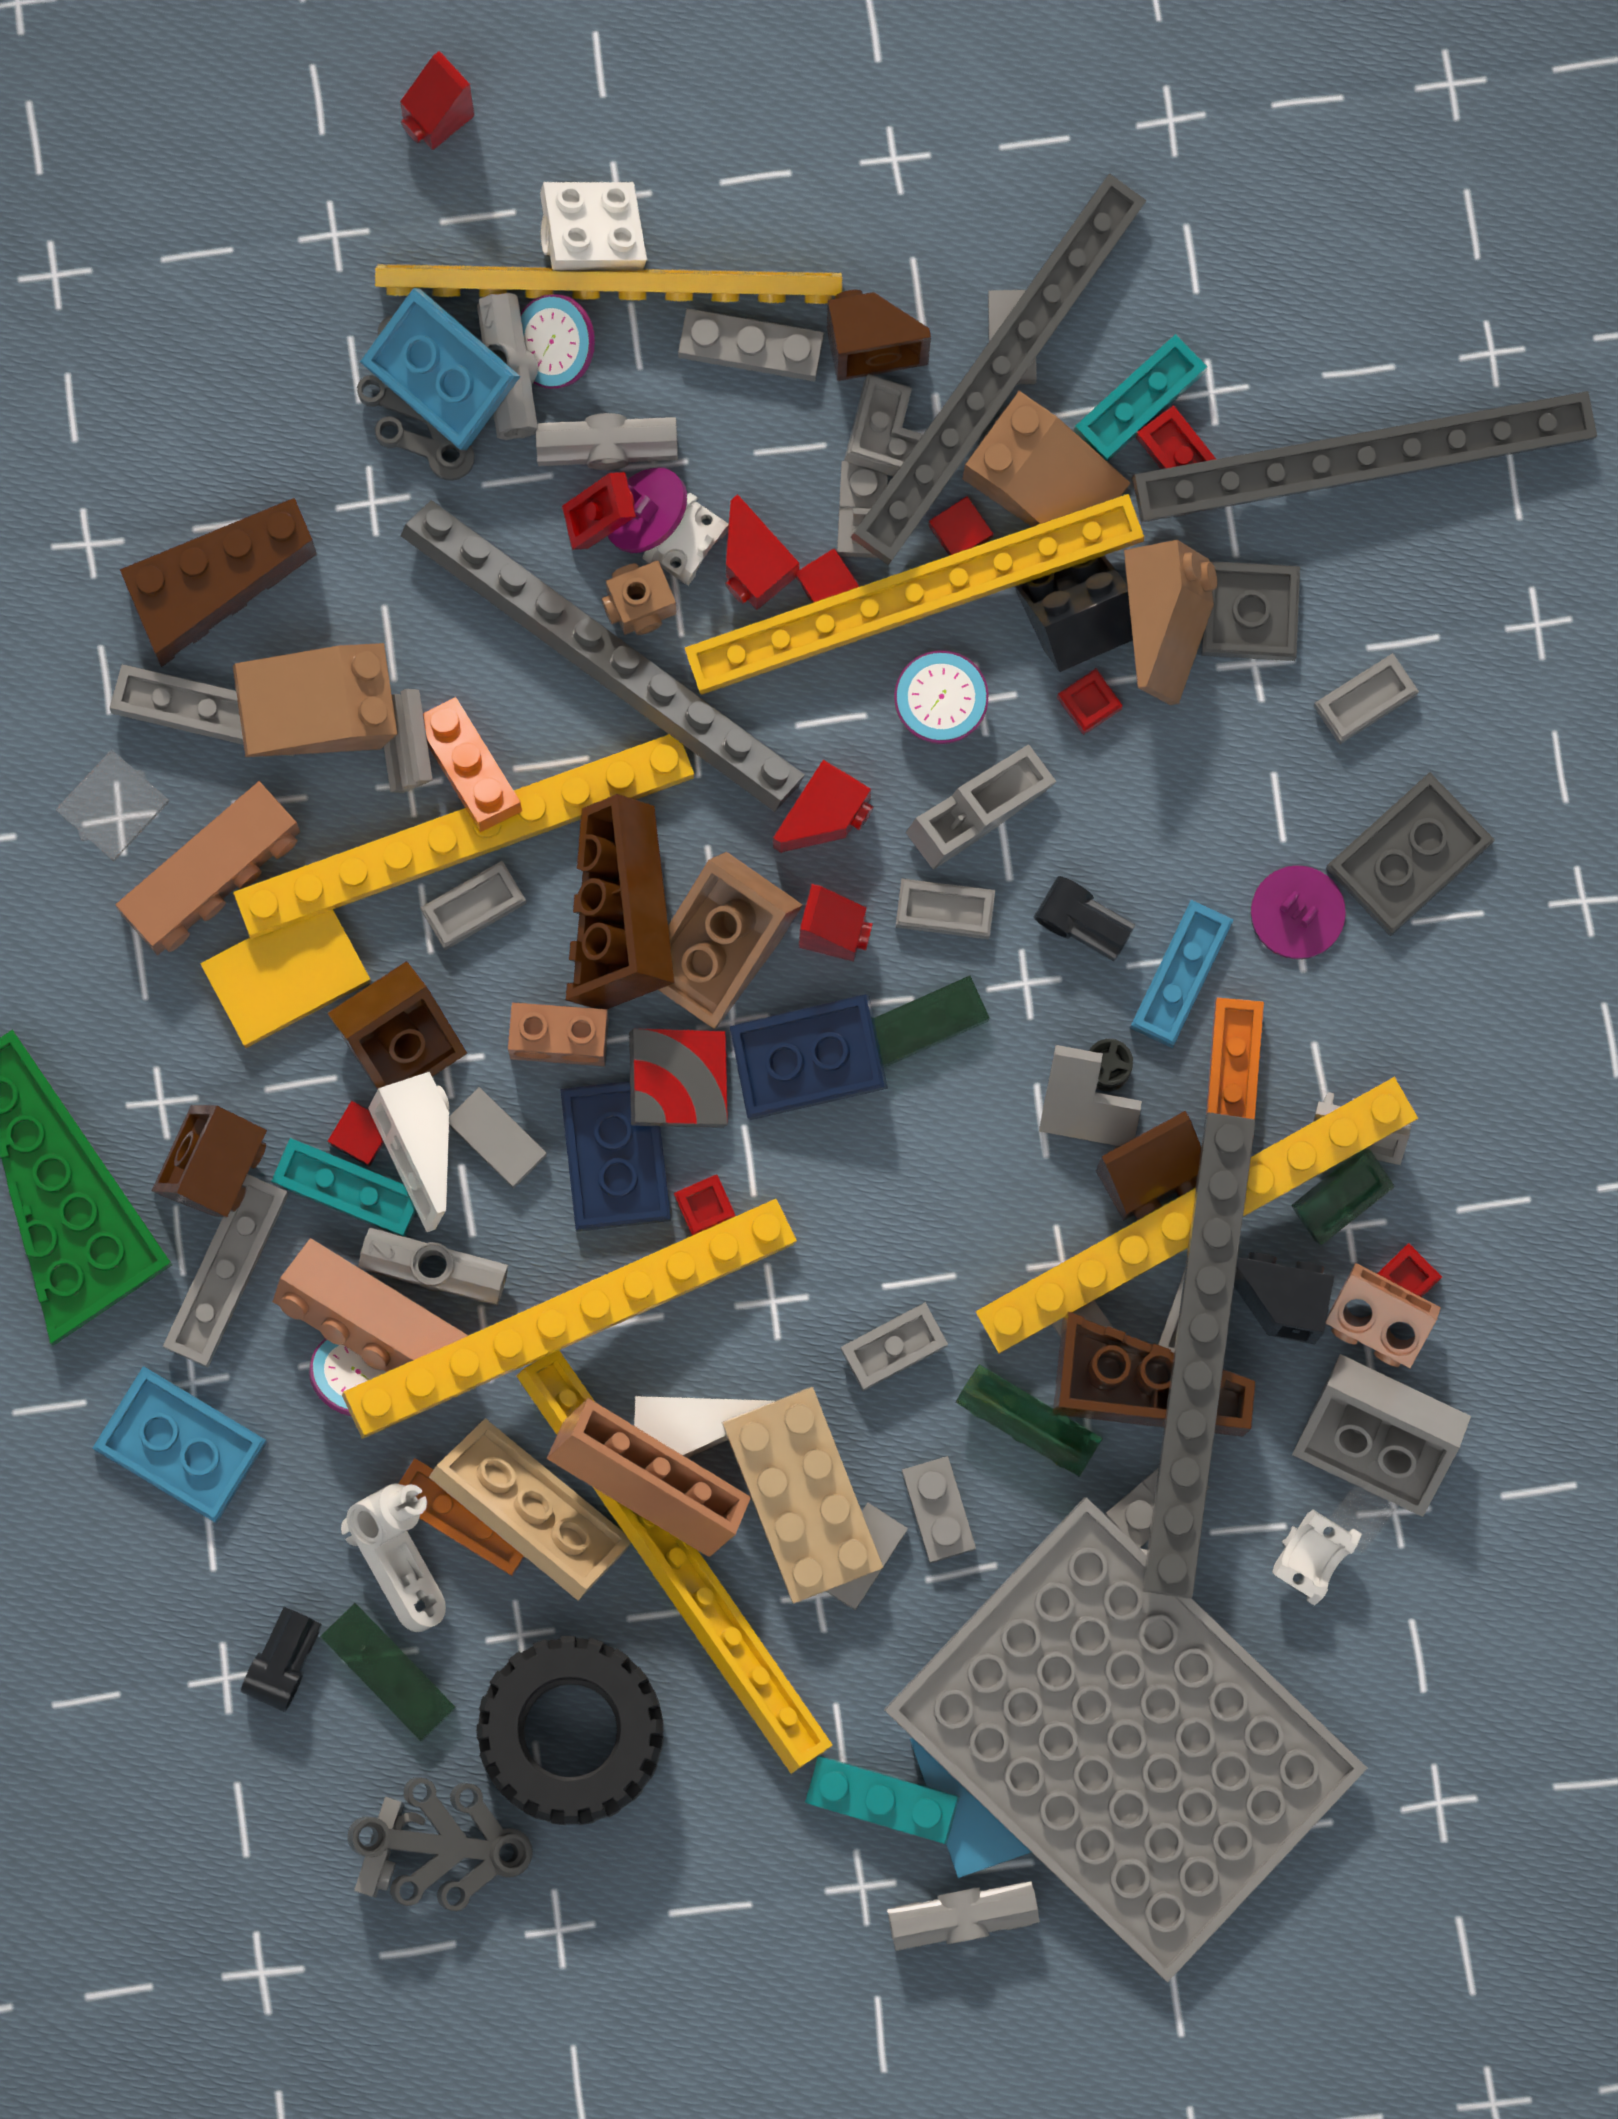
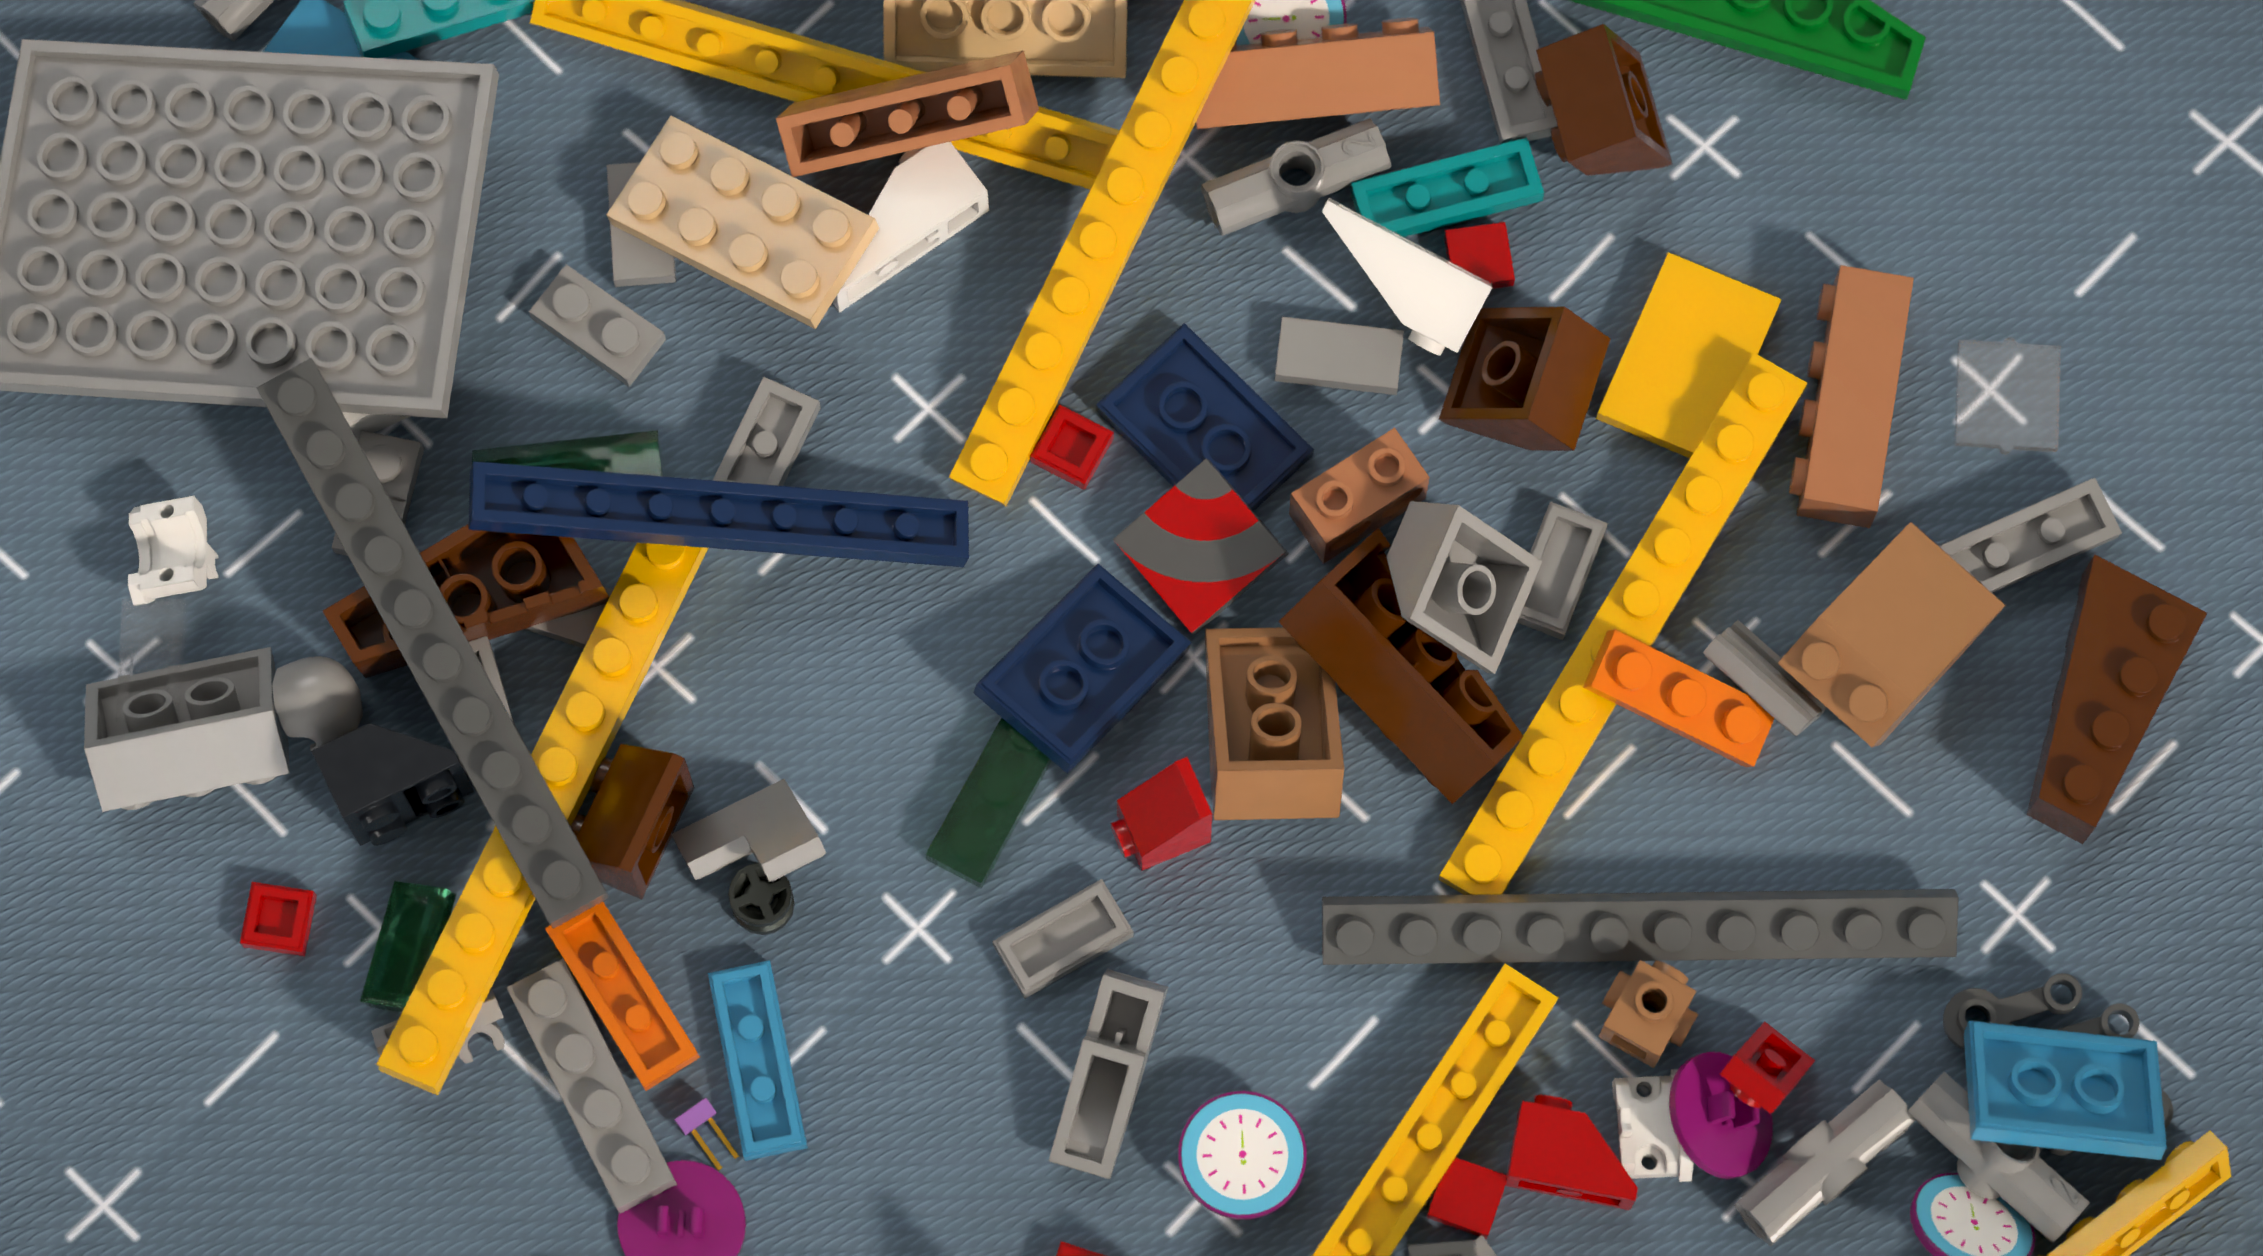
camera: 145 degrees right, 5 degrees down
(547, 924) = (1460, 580): none -> light grey slope
(825, 810) = (1270, 940): red slope -> none
(963, 1306) = (718, 514): none -> dark blue plate
(1072, 912) = (923, 1032): black piece -> none
(1243, 967) = (697, 1116): none -> medium lavender piece
(1291, 1385) = (316, 700): none -> light grey hair
(1292, 1031) = (591, 1086): none -> light grey plate
(1388, 1305) = (271, 846): nougat brick -> none

